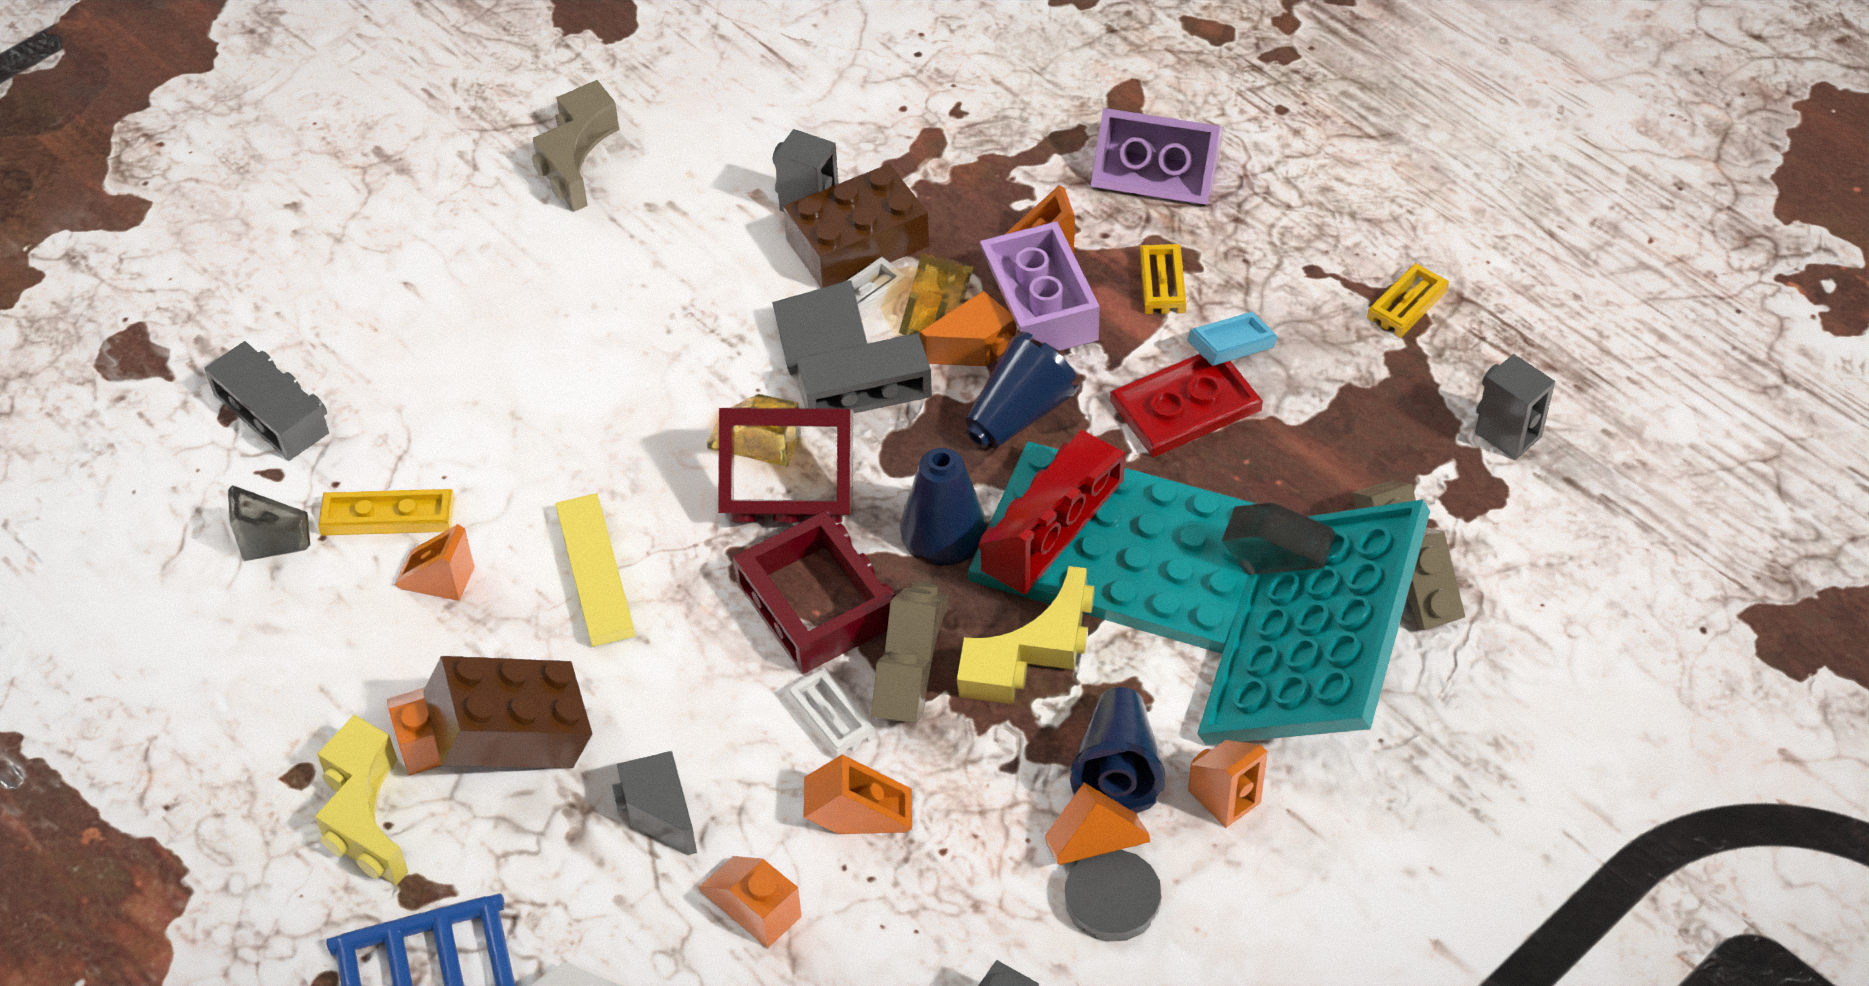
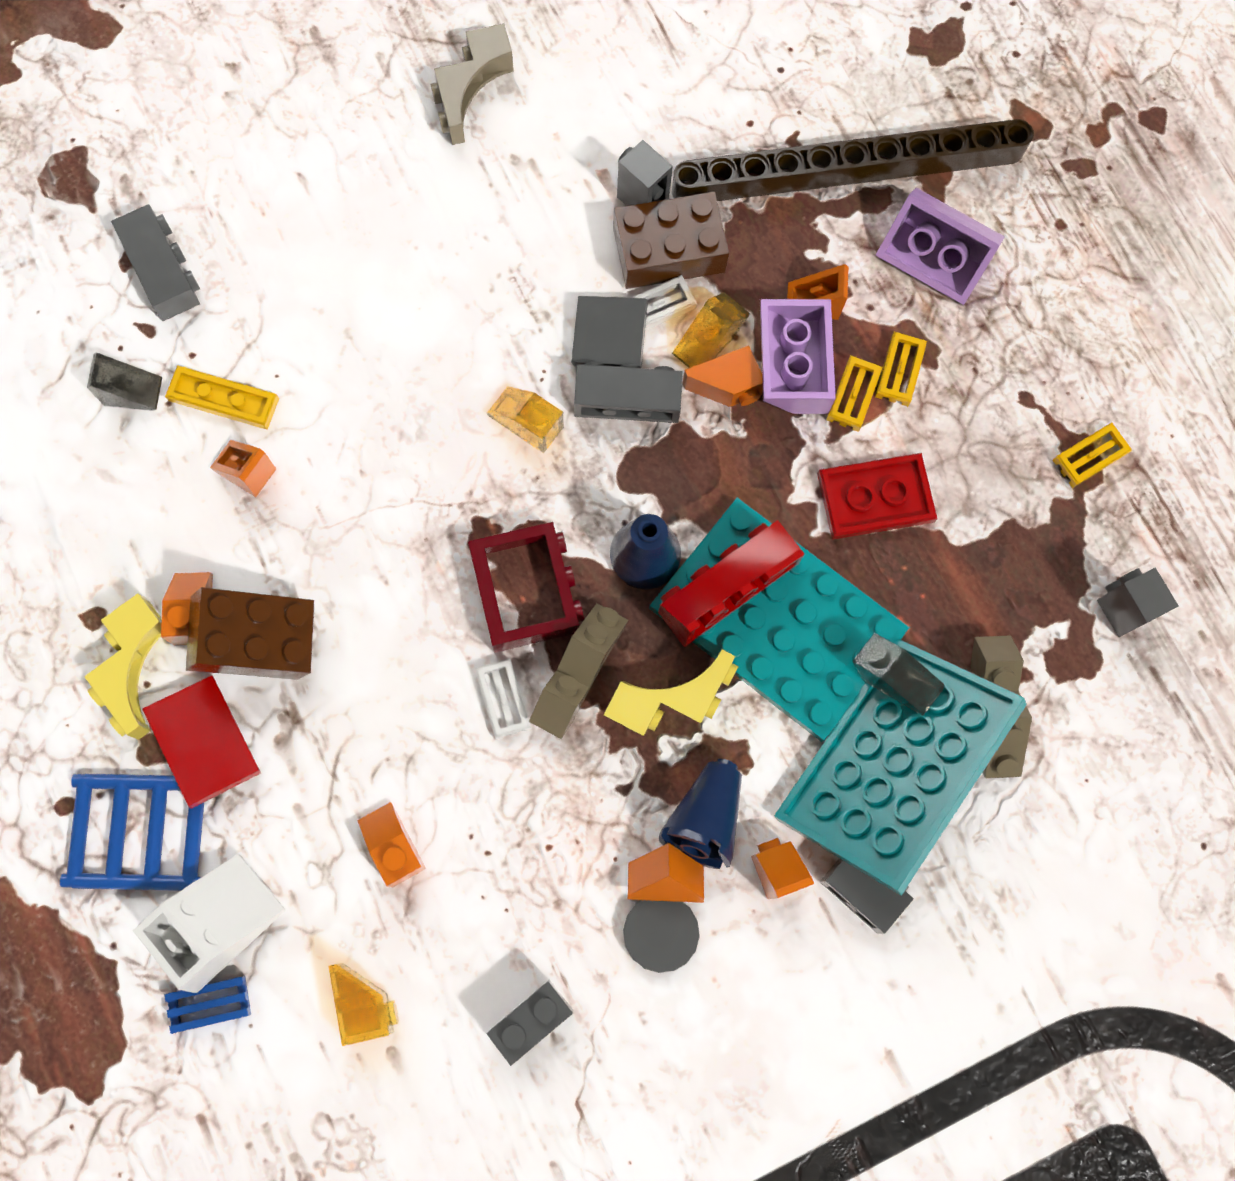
camera: 10 degrees right, 25 degrees up
(479, 854) = (201, 741): none -> red tile
(595, 570) = (364, 505): light yellow tile -> none
(655, 800) = (346, 738): dark grey slope -> none
(785, 510) = (547, 435): dark red window -> none
(856, 799) = (495, 790): orange slope -> none
(1019, 391) = (743, 453): dark blue cone -> none
(1034, 105) = (865, 152): none -> dark brown beam
(1120, 338) = (845, 418): none -> yellow tile
(1232, 338) = (934, 451): medium azure tile -> none
(1336, 775) = (865, 896): none -> dark grey brick

